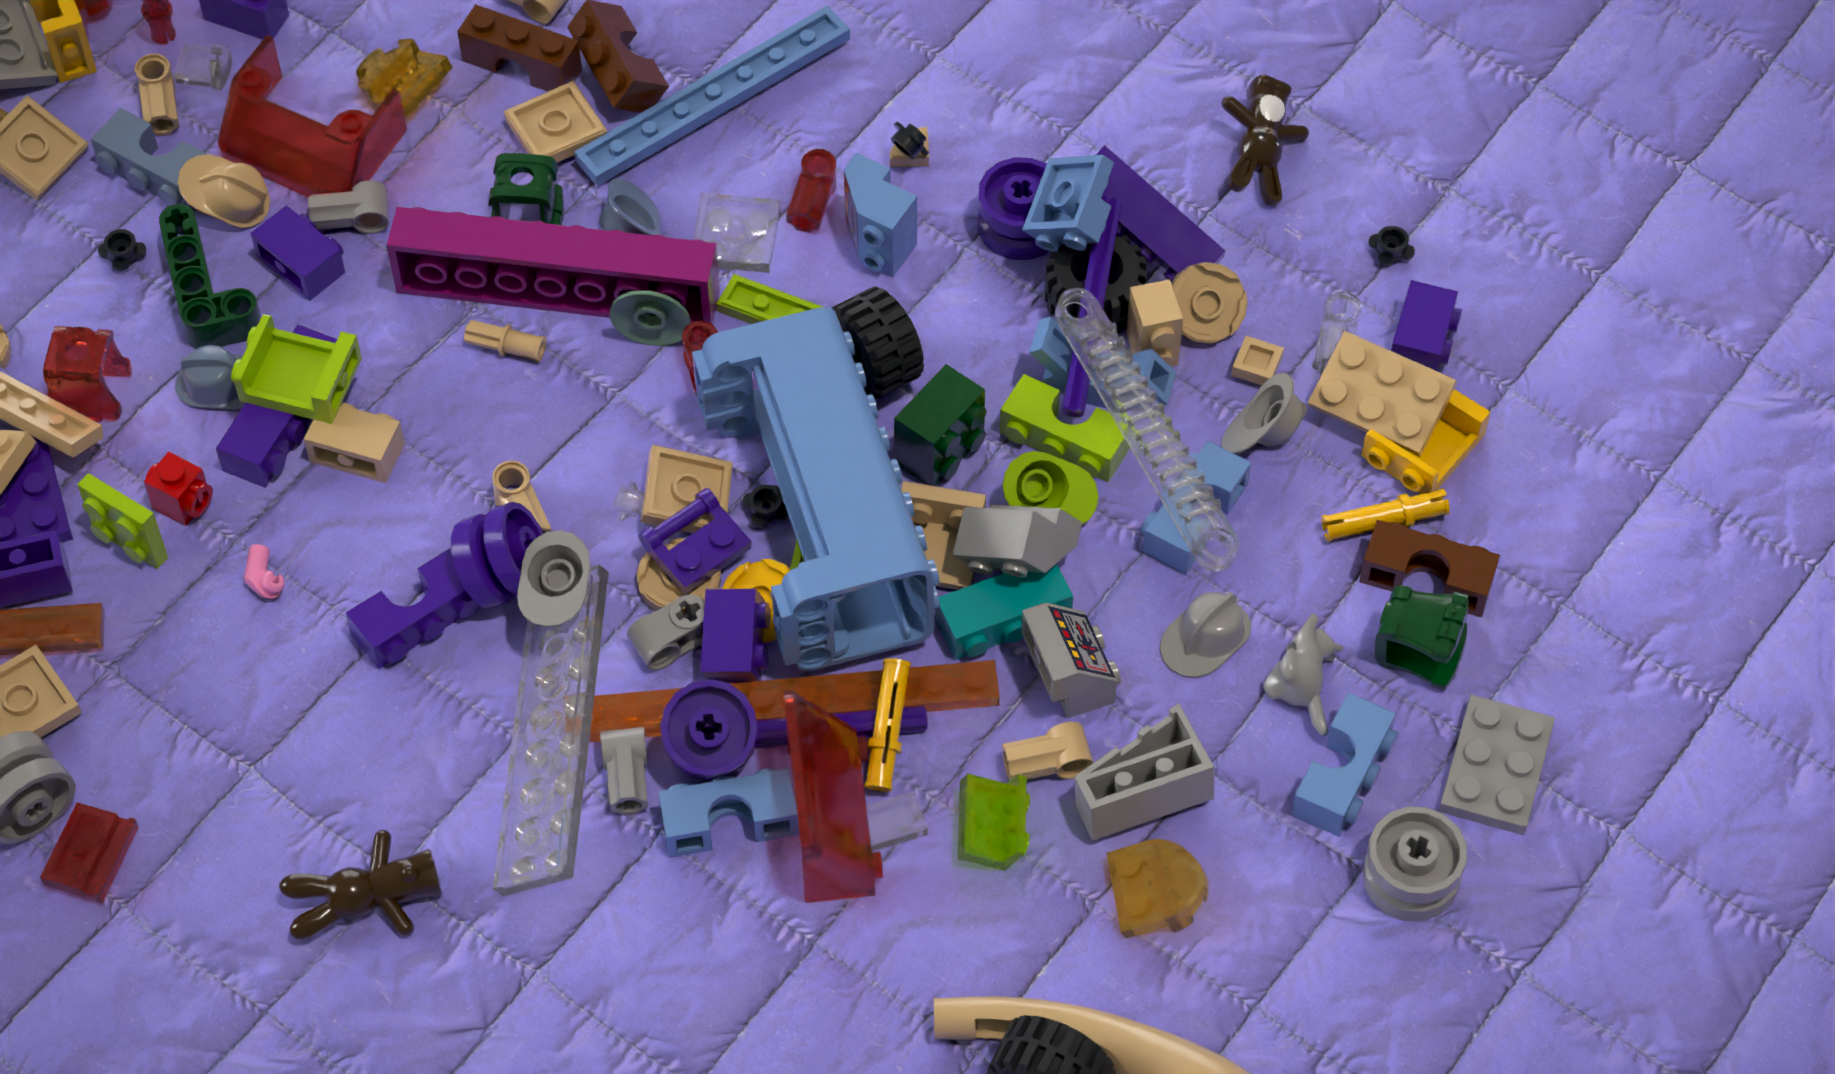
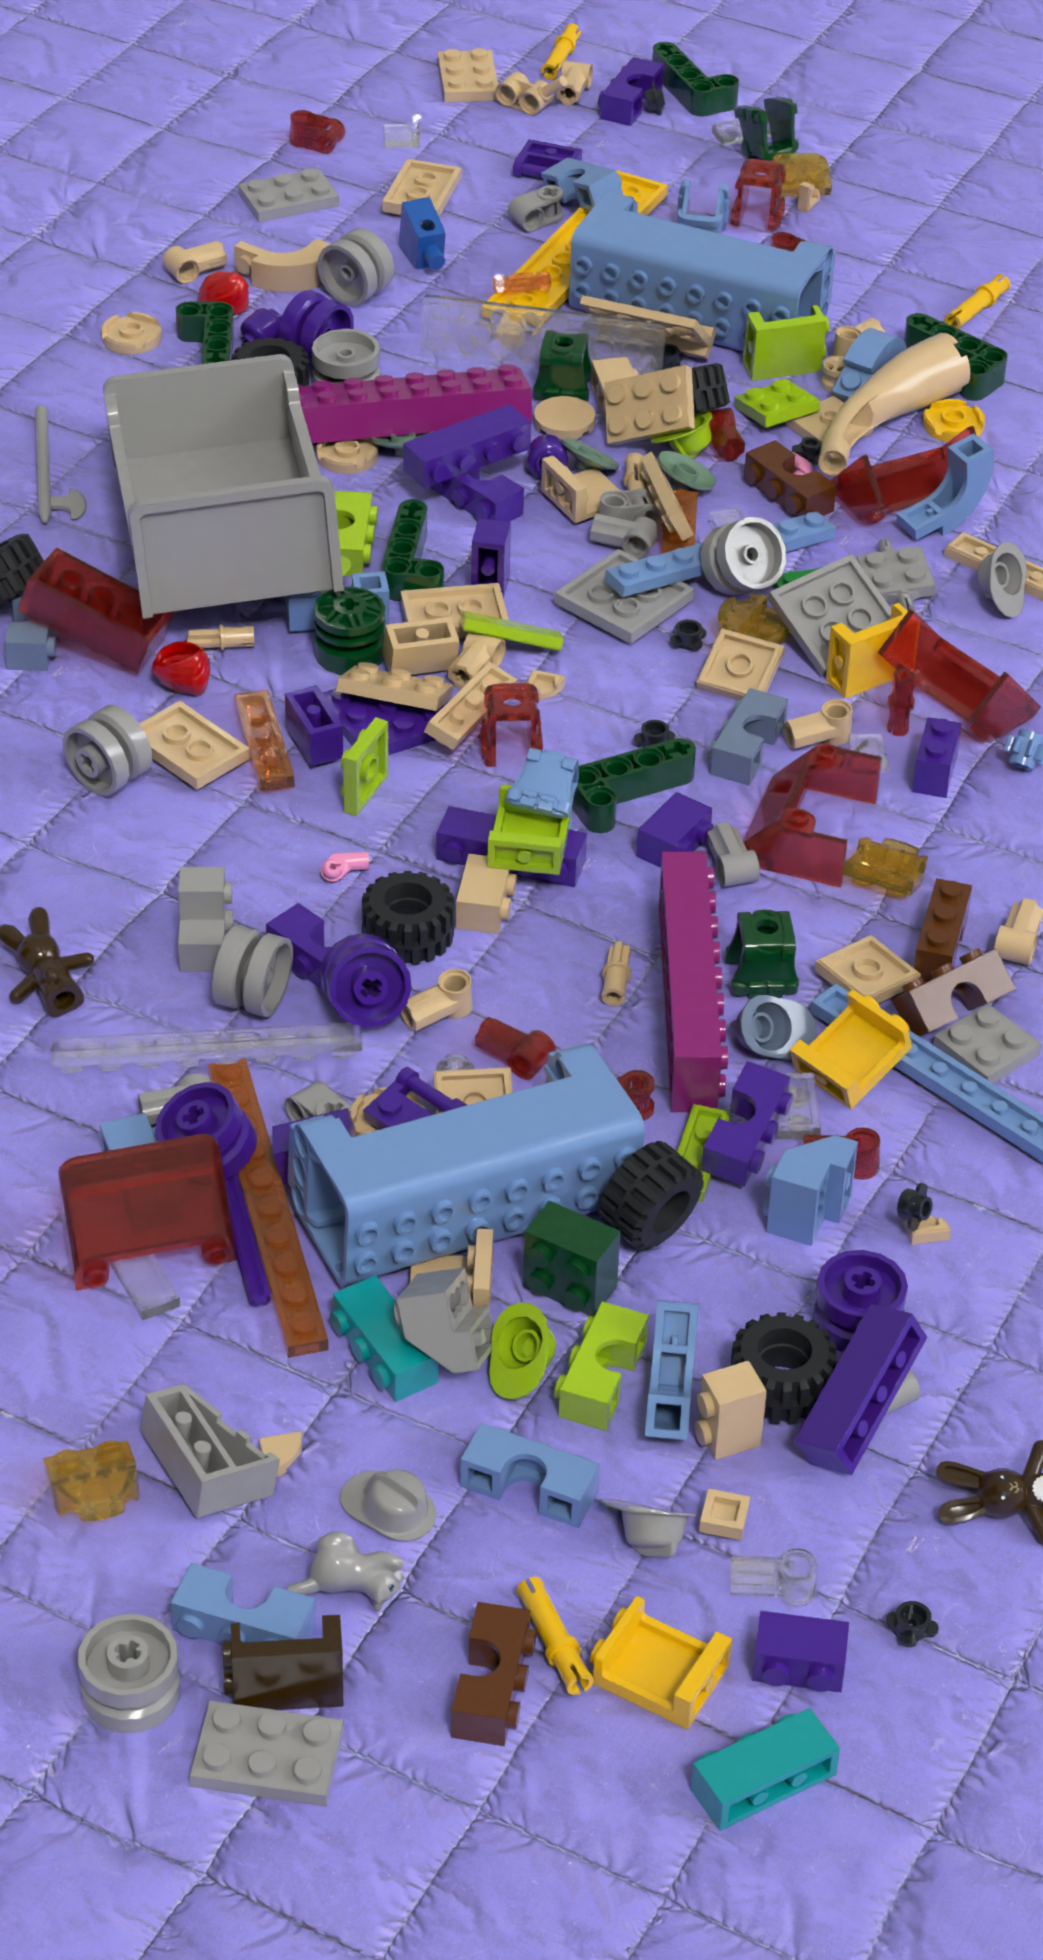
camera: 80 degrees right, 15 degrees down
(89, 852) = (66, 810): clear red plate -> none
(178, 488) = (412, 799): red brick -> none
(224, 190) = (725, 777): tan piece -> none
(243, 333) = (546, 784): none -> medium blue piece
(344, 718) = (203, 916): none -> light grey brick
(378, 487) = (410, 914): none -> black tyre
(453, 666) = (252, 971): none -> light grey wheel
(553, 578) = (333, 1004): light grey piece -> none
(610, 436) = (522, 1051): none -> clear red piece
(649, 317) = (654, 1044): sand green dish -> none
(679, 152) = (854, 1050): none -> yellow panel
(680, 49) = (988, 1043): none -> light grey plate
(756, 232) = (736, 1148): none -> dark purple arch
(893, 679) = (229, 1263): yellow pin -> none
(992, 821) = (149, 1350): clear neon green bracket -> none
(1059, 752) = (227, 1385): tan piece -> none
(1070, 203) = (821, 1299): medium blue plate -> none
(1070, 658) = (324, 1377): light grey piece -> none
(1096, 283) = (729, 1343): dark purple axle -> none
(1131, 717) = (284, 1446): none -> tan tile
(1147, 429) = (584, 1396): clear gear -> none
(1209, 301) = (780, 1457): tan tile -> none
(1382, 392) = (693, 1607): tan plate -> none
(1423, 634) = (397, 1665): dark green piece -> none
(1427, 691) = (286, 1671): none -> dark brown panel
(1547, 376) = (764, 1768): none -> teal brick

